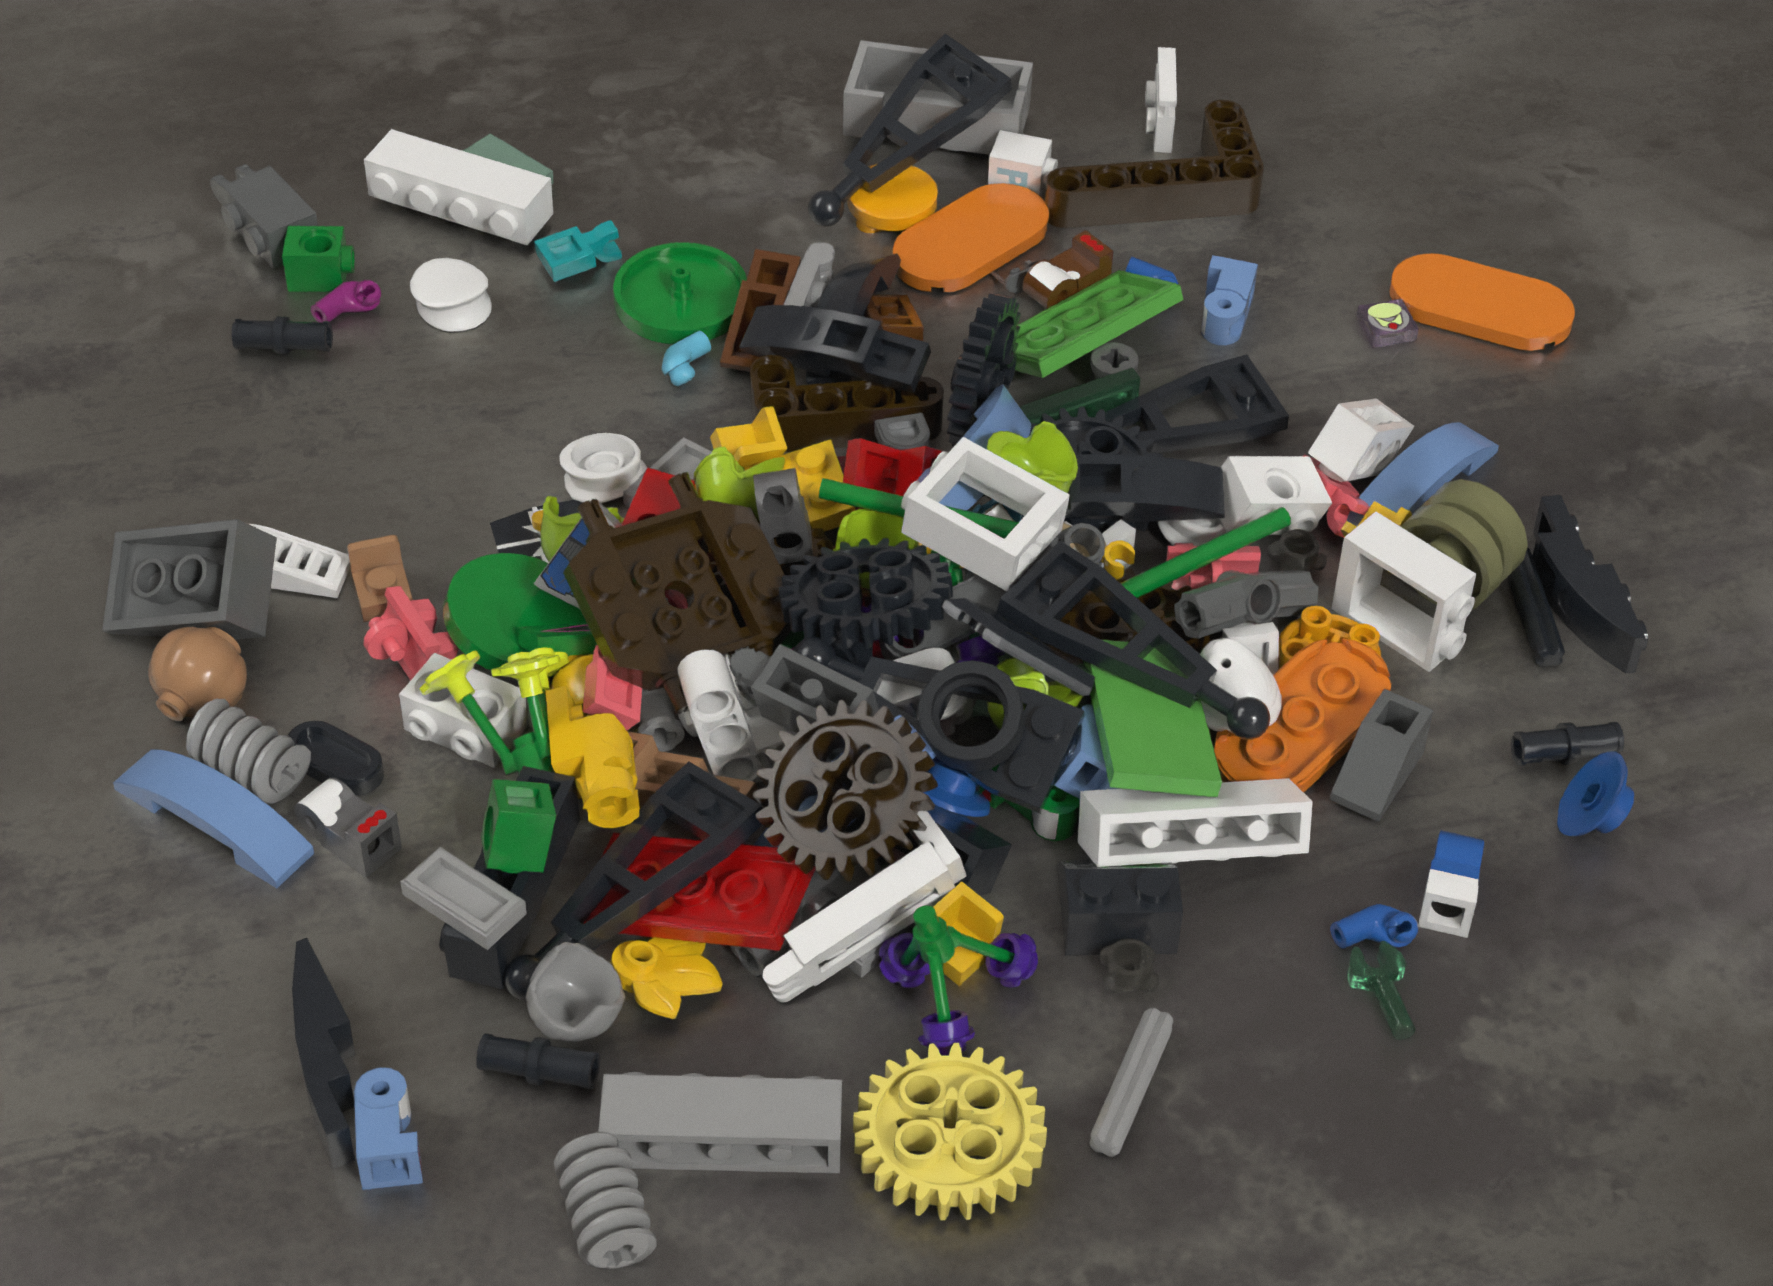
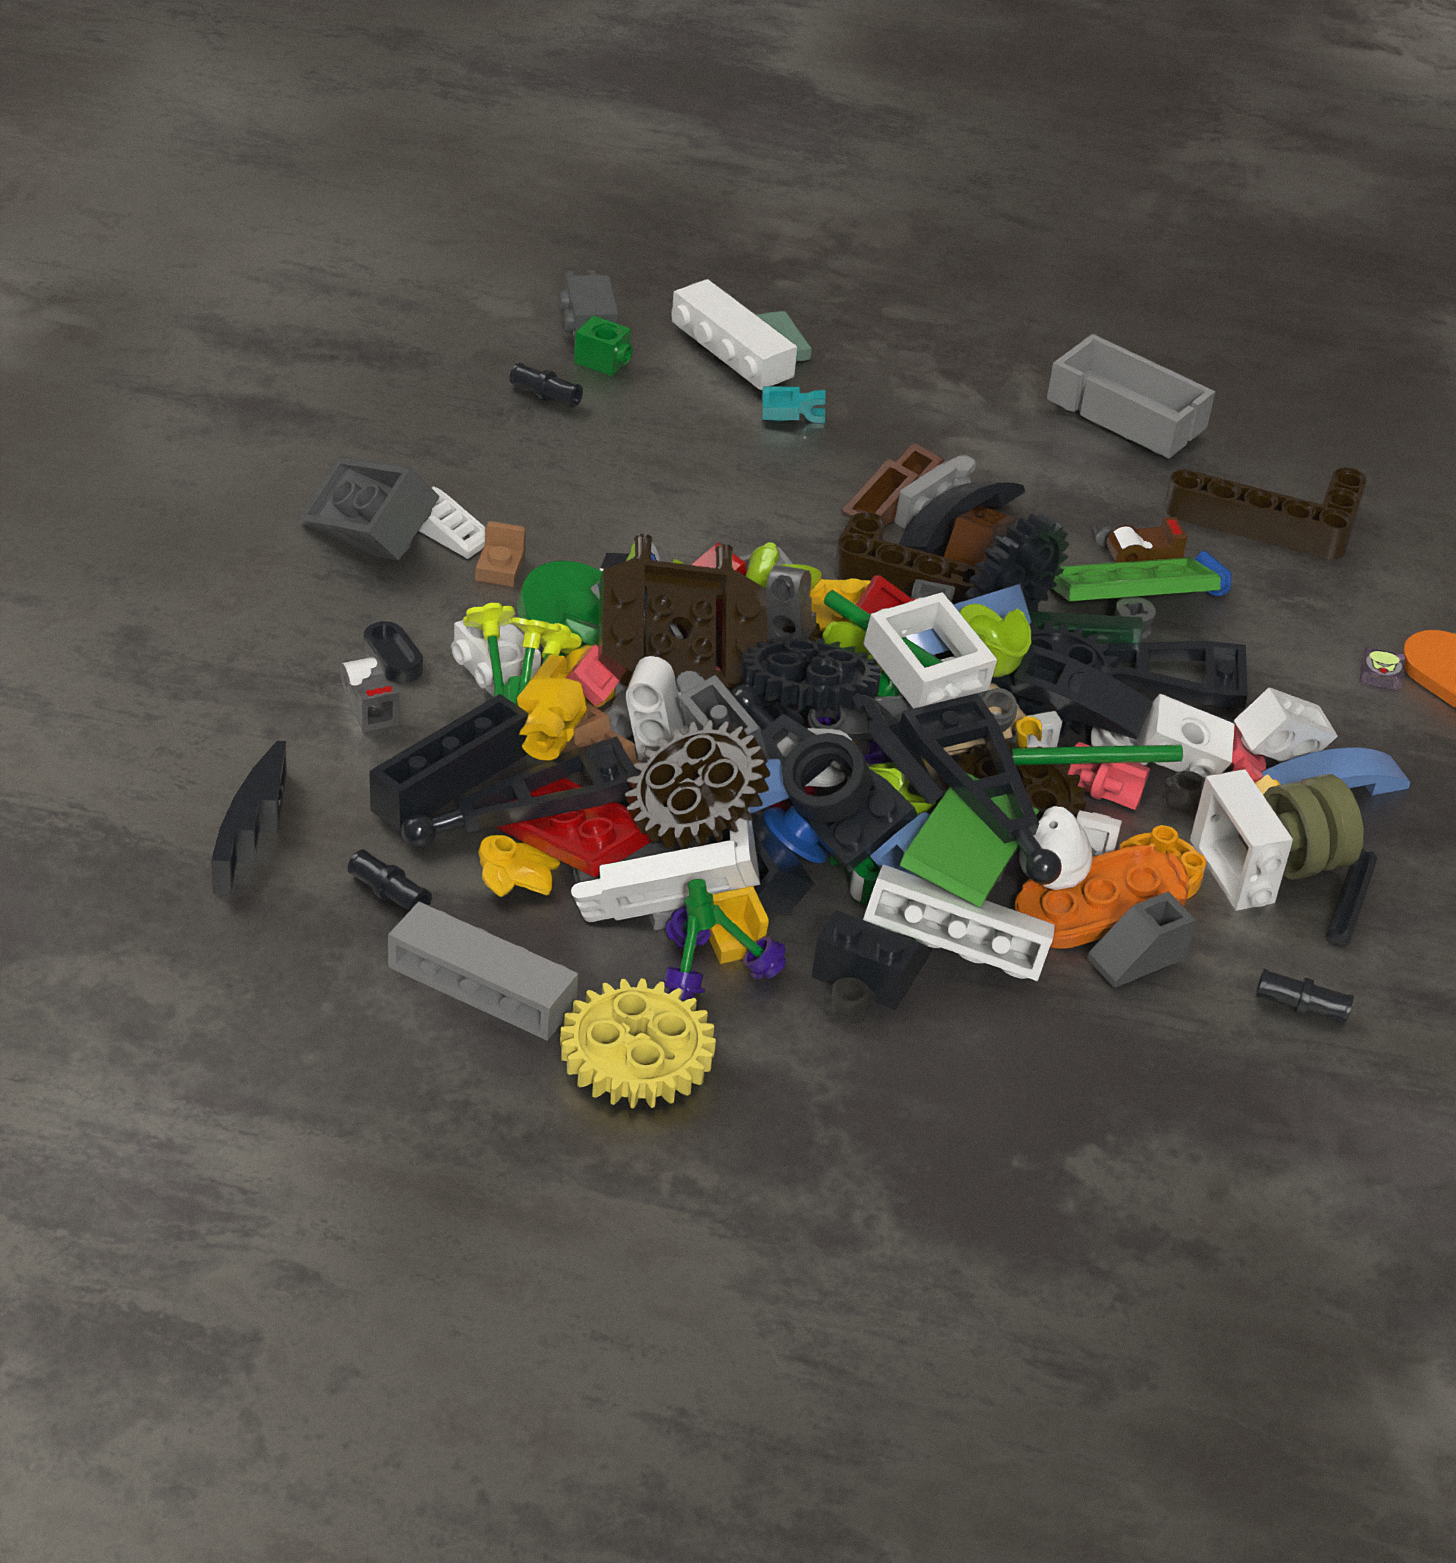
camera: 25 degrees right, 5 degrees down
(195, 668) = (337, 564): medium nougat plant -> none
(221, 808) = (295, 654): medium blue slope -> none
(247, 751) = (333, 621): light grey piece -> none
(347, 298) = (608, 378): magenta arm -> none
(381, 1115) = (254, 878): medium blue leg -> none
(407, 633) = (499, 587): coral hips -> none
(451, 294) = (682, 401): white piece -> none
(463, 898) = (397, 753): light grey tile -> none
(518, 826) = (457, 718): green brick -> none
(574, 993) = (437, 847): light grey hair -> none
(601, 466) = (700, 535): white piece -> none
(604, 1202) = (366, 980): light grey piece -> none
(678, 291) = (843, 455): green piece -> none
(680, 354) = (818, 495): medium azure arm -> none
(752, 441) = (827, 562): yellow panel -> none
(836, 341) = (924, 519): black slope -> none
(896, 203) = (1050, 451): light orange tile -> none
(955, 72) = (1139, 369): black plate -> none
(971, 237) = (1095, 497): orange tile -> none
(1021, 161) = (1160, 457): white brick -> none
(1131, 1082) = (795, 1071): light grey axle -> none
(1162, 100) = (1311, 456): white plate -> none
(1227, 299) = (1262, 607): medium blue leg -> none
(1244, 598) = (1093, 791): dark grey piece -> none
(1376, 924) = (1058, 1050): blue arm -> none
(1383, 985) = (1034, 1091): clear green bar -> none
(1454, 882) = (1140, 1044): leg -> none
(1585, 594) = (1399, 899): black slope -> none
(1596, 797) = (1297, 1040): blue piece -> none

